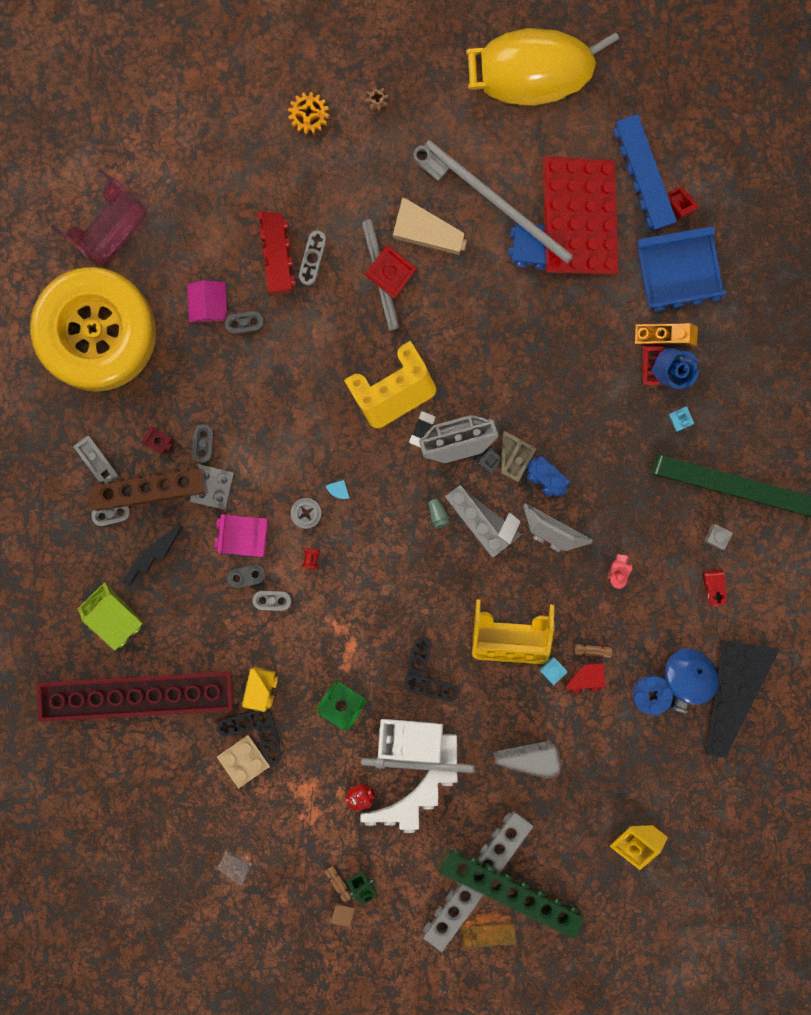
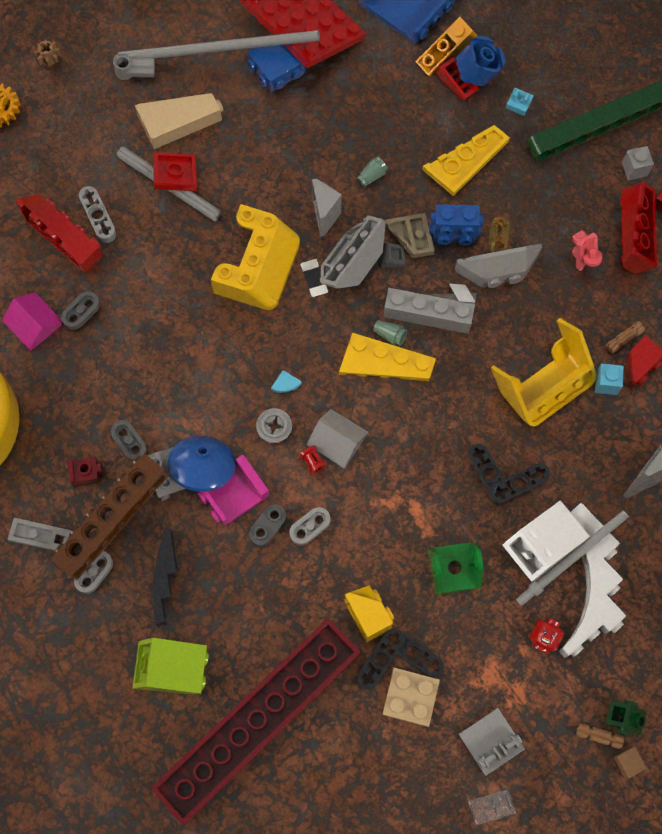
camera: 45 degrees left, 15 degrees down
(229, 508) = (201, 463): none -> blue dish
(269, 830) = (492, 741): none -> light grey hinge
(340, 556) = (337, 438): none -> light grey slope
(415, 526) = (376, 358): none -> yellow wing
(470, 388) = (326, 205): none -> light grey slope
(528, 386) = (373, 171): none -> sand green cone
(576, 511) = (503, 237): none -> clear yellow beam
(597, 432) = (467, 159): none -> yellow wing
(672, 585) = (638, 228): none -> red wedge

